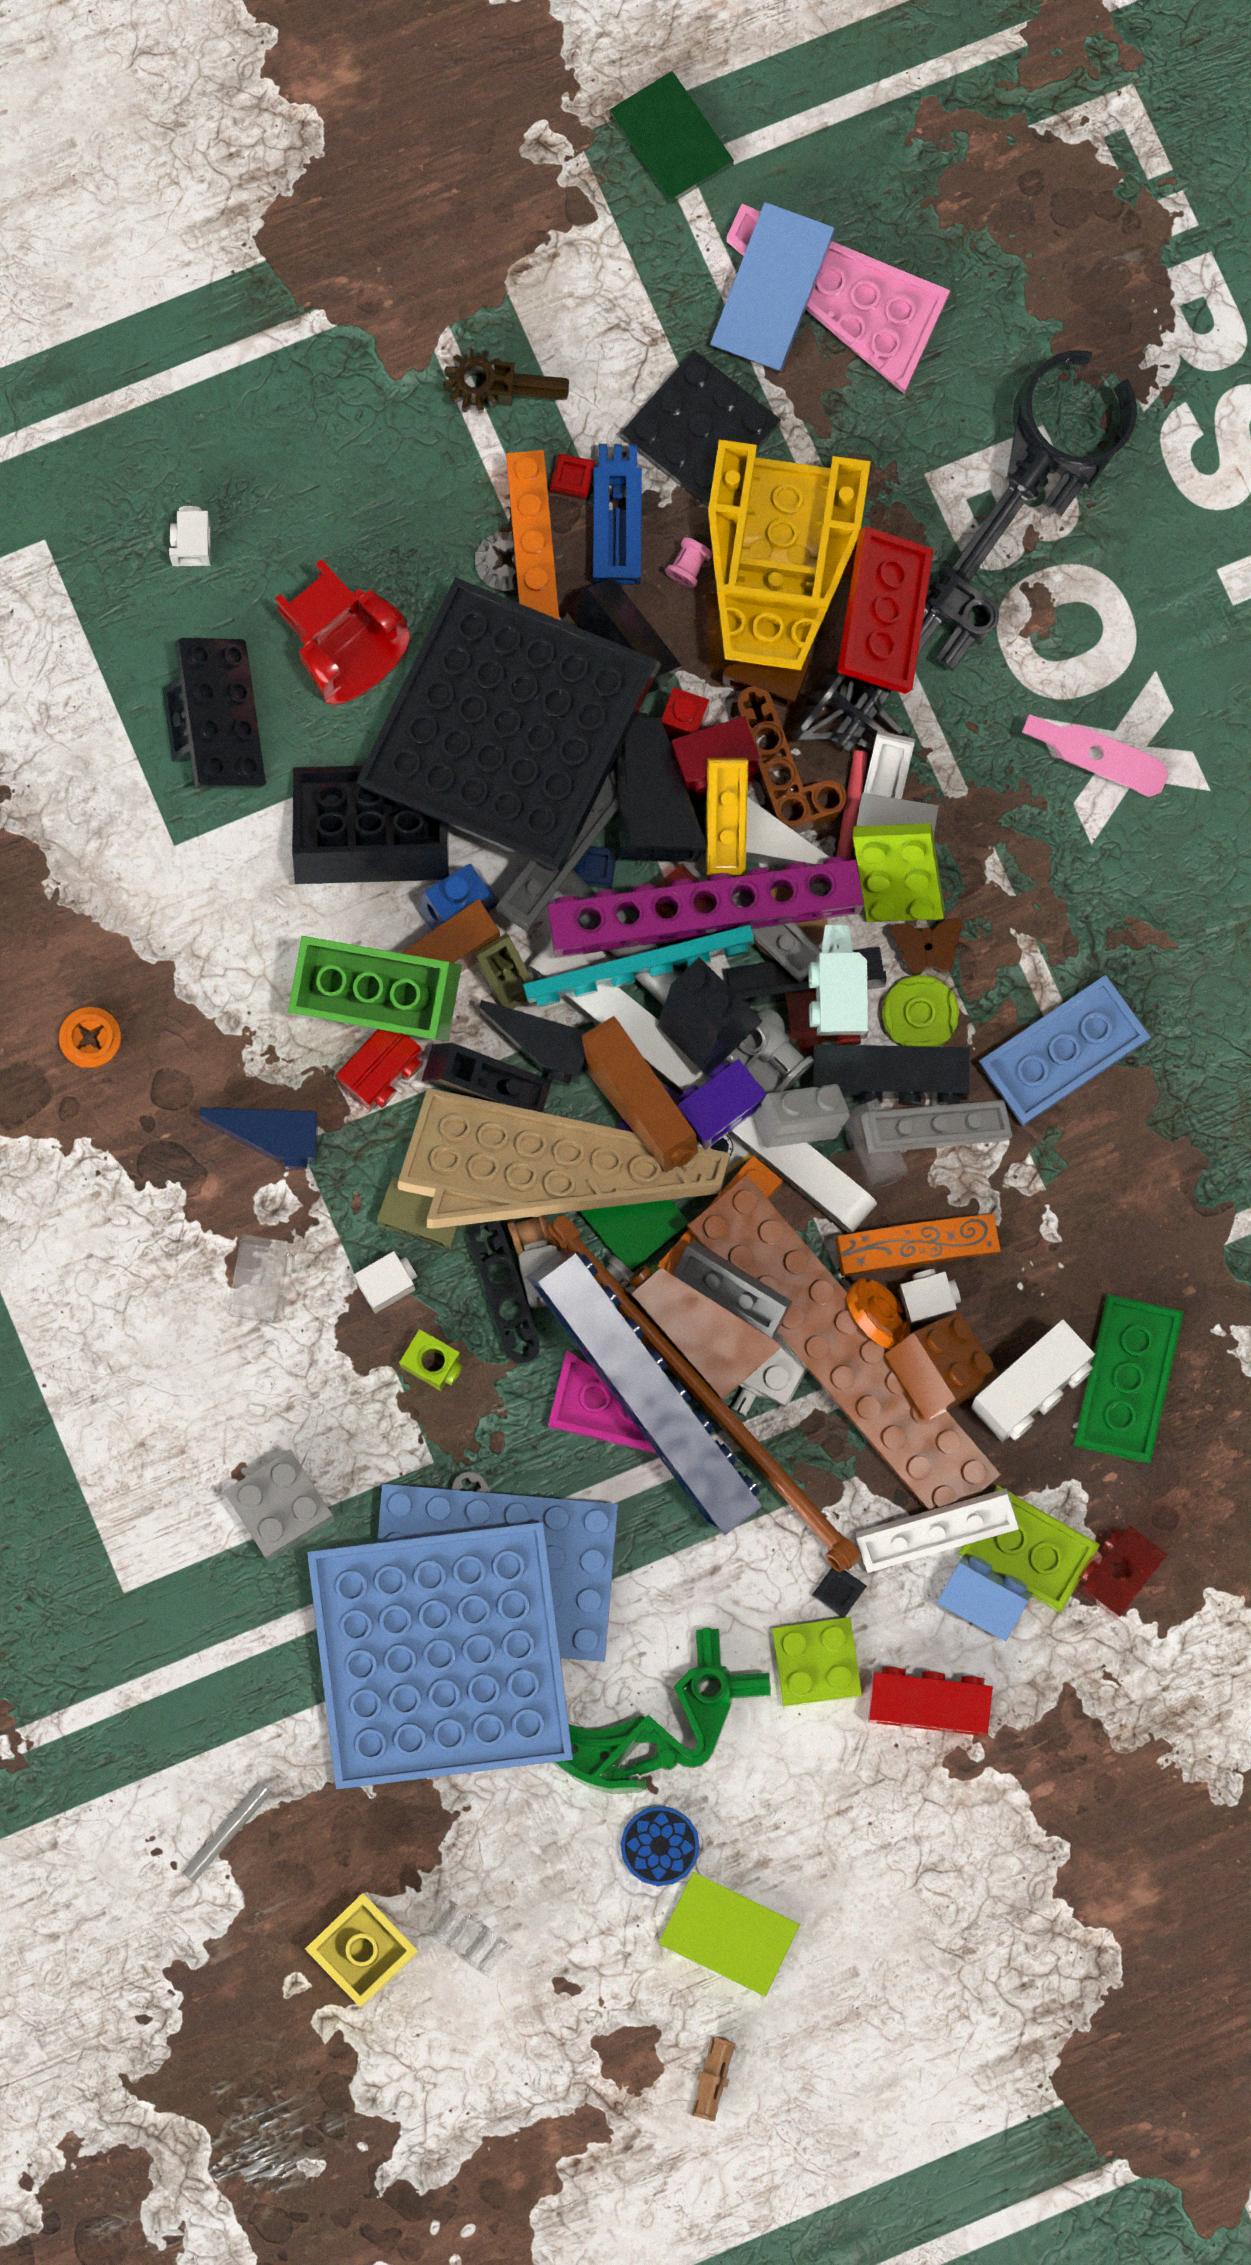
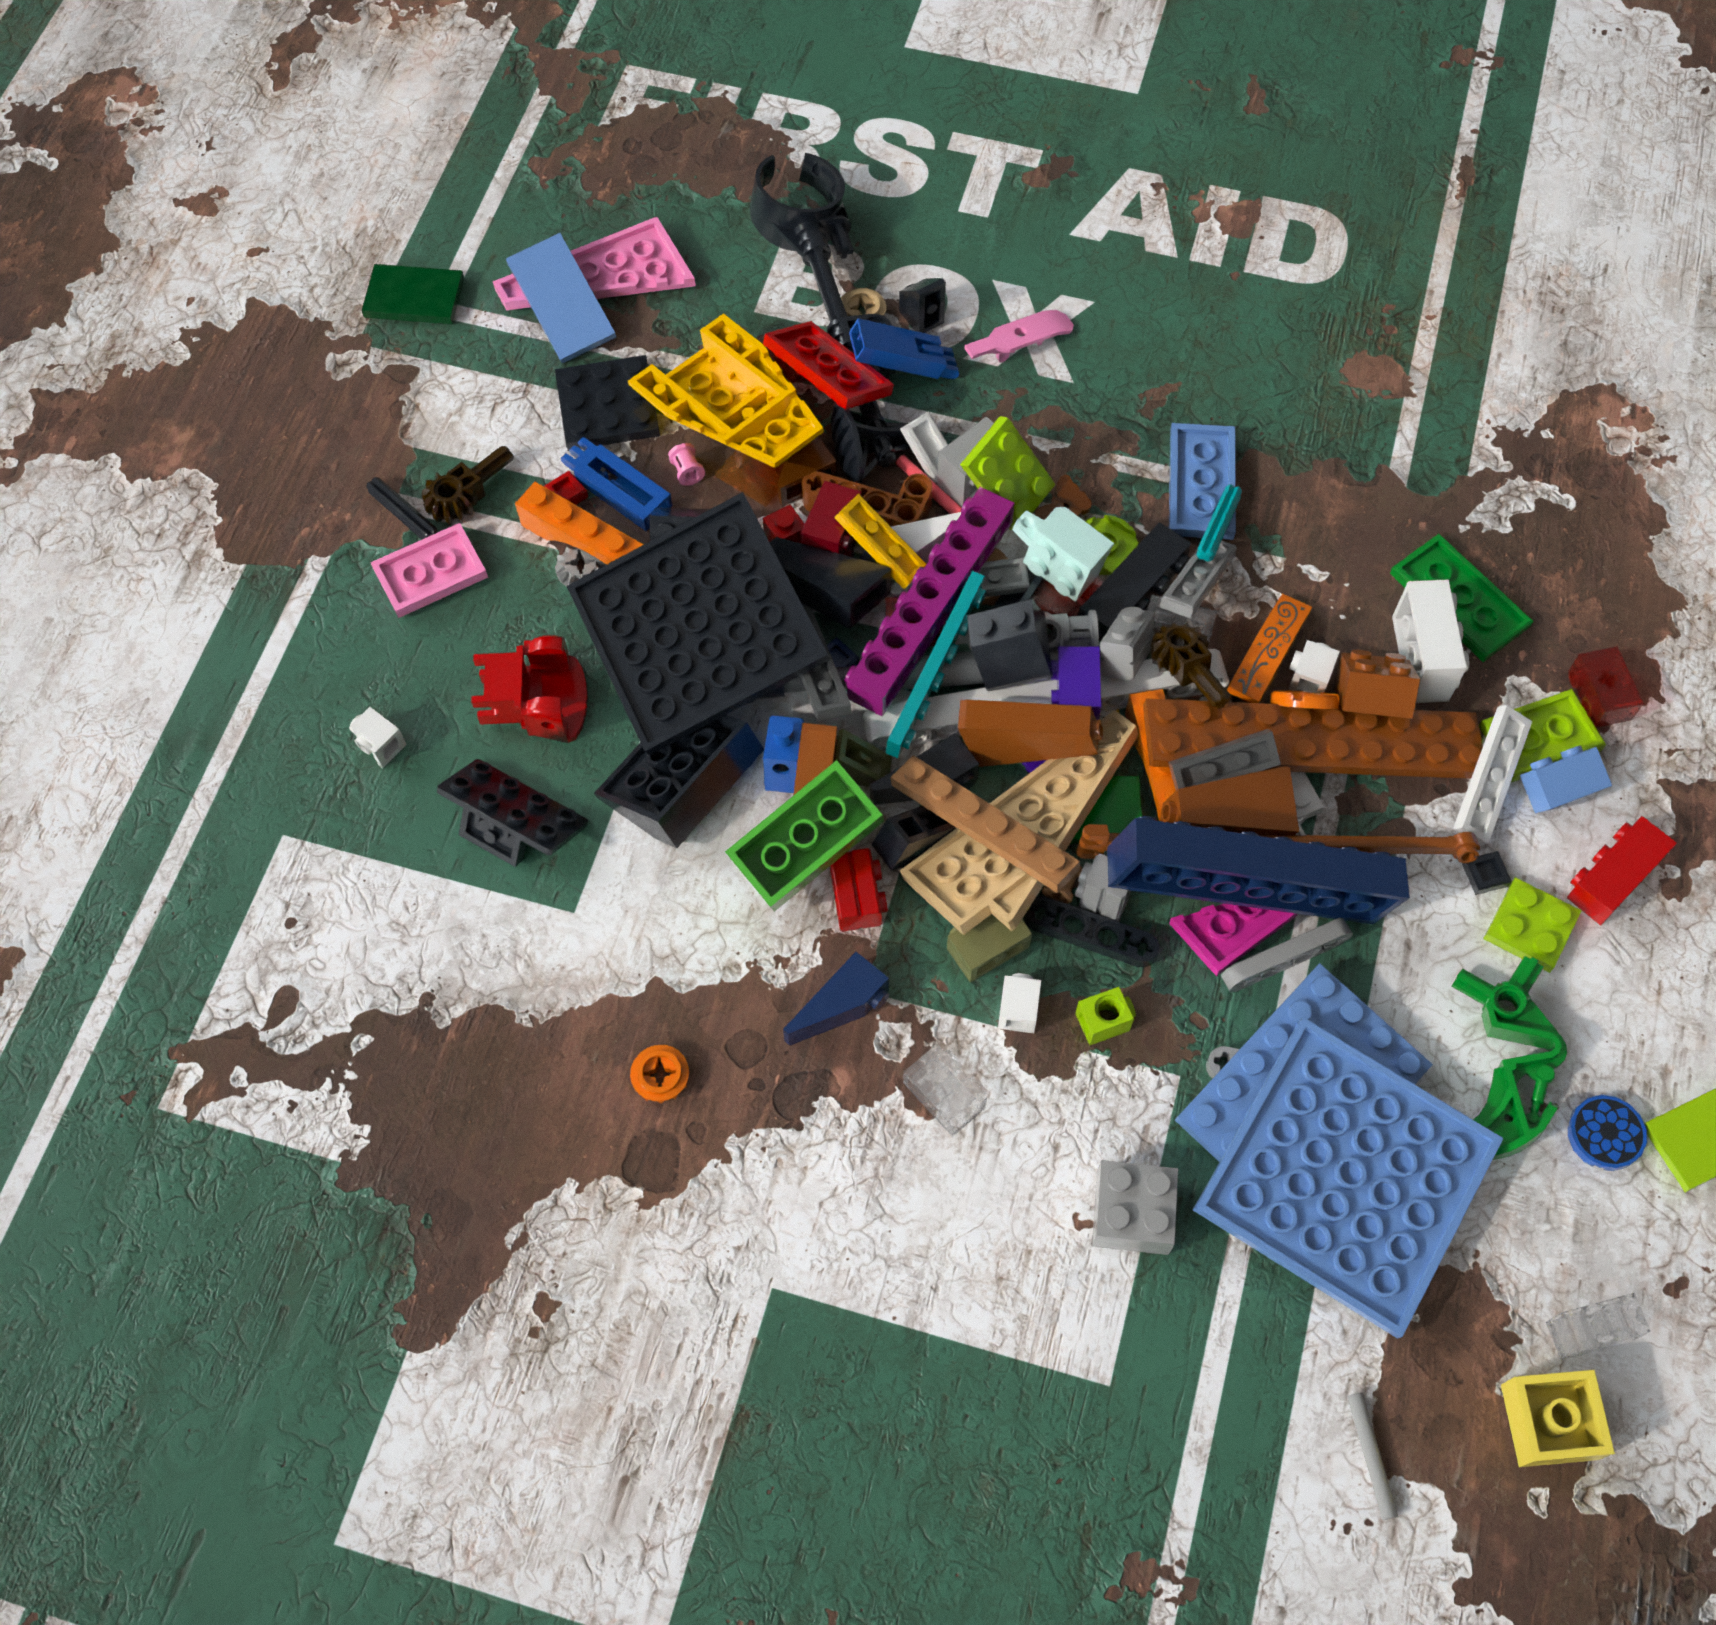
camera: 50 degrees left, 15 degrees down
(388, 431) = (429, 570): none -> bright pink plate
(430, 348) = (400, 508): none -> black axle
(510, 1127) = (985, 824): none -> medium nougat plate
(612, 1472) = (1286, 955): none -> light grey beam
(822, 1184) = (1187, 658): none -> dark brown gear
(964, 656) = (902, 350): none -> blue hinge
(1005, 559) = (870, 300): none -> tan gear
(1012, 1102) = (1219, 523): none -> teal axle
(1053, 632) = (923, 304): none -> black slope

